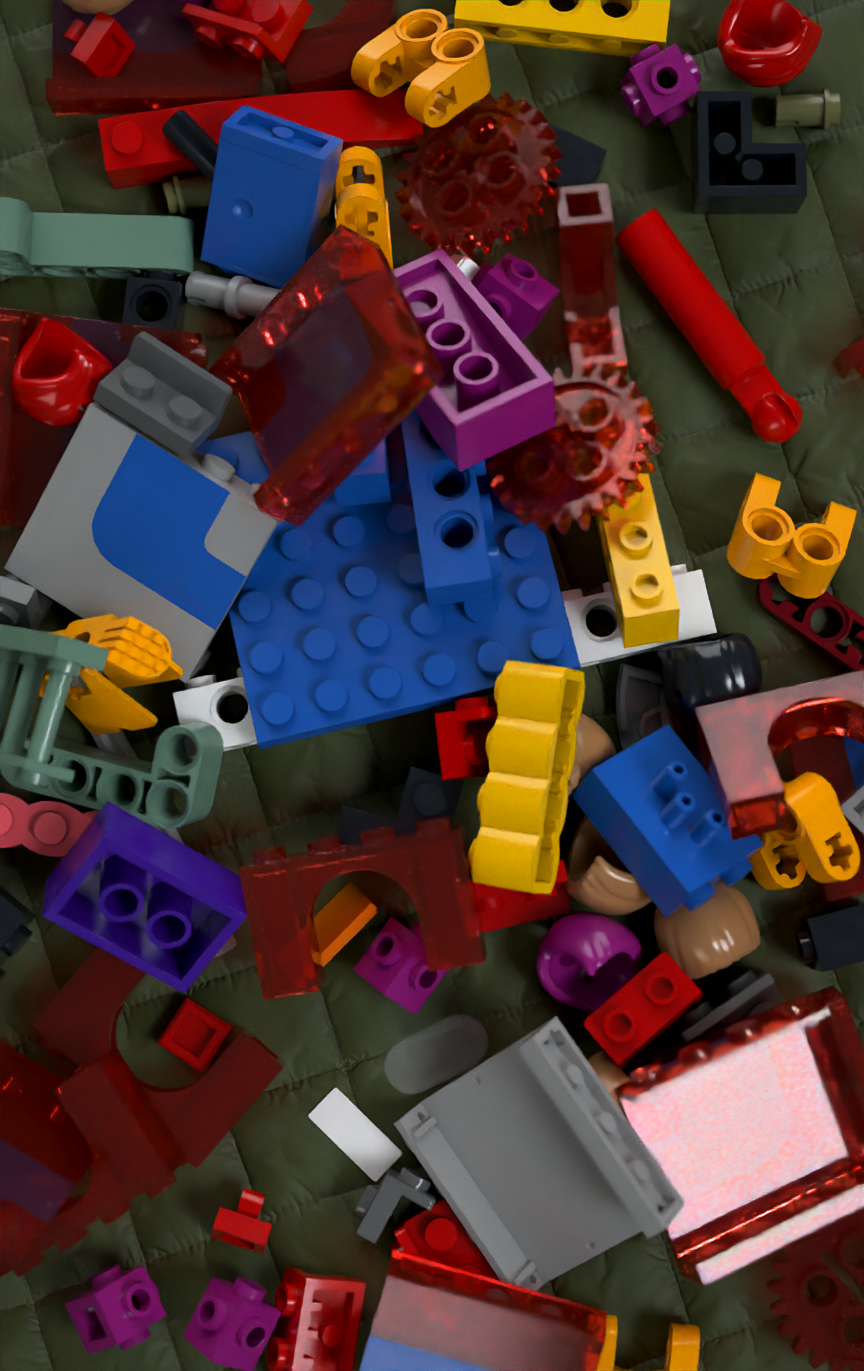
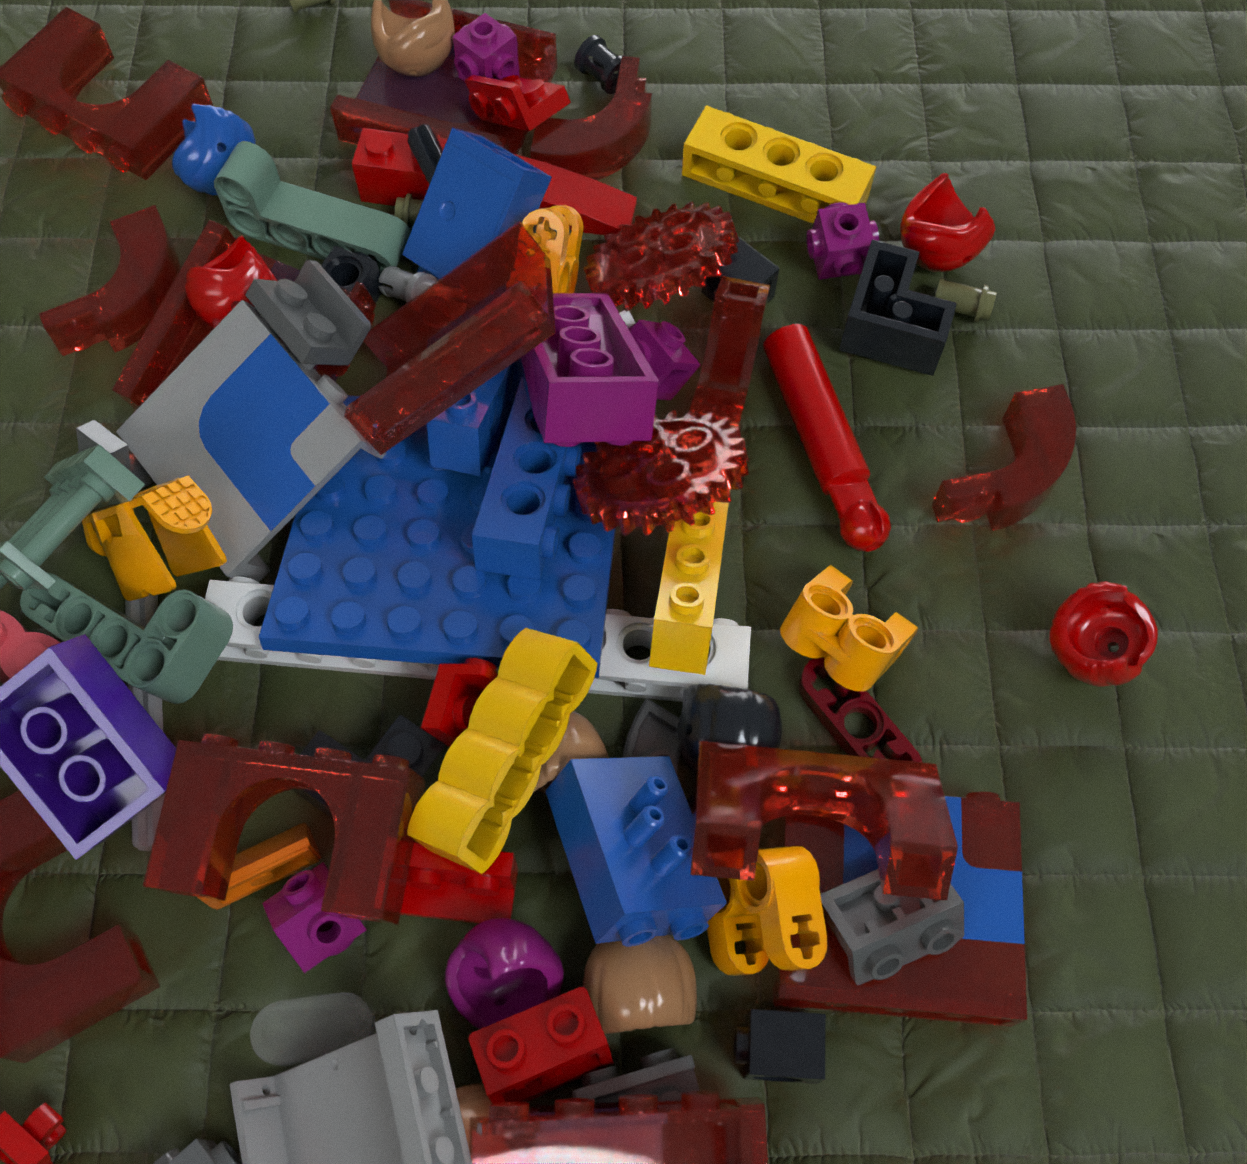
camera: 15 degrees right, 20 degrees down
(100, 46) = (393, 88): red tile -> none
(195, 1034) = (80, 917): red tile -> none
(355, 1134) = (194, 1089): white sticker -> none
(432, 60) = (648, 168): light orange piece -> none
(599, 876) = (548, 893): medium nougat piece -> none

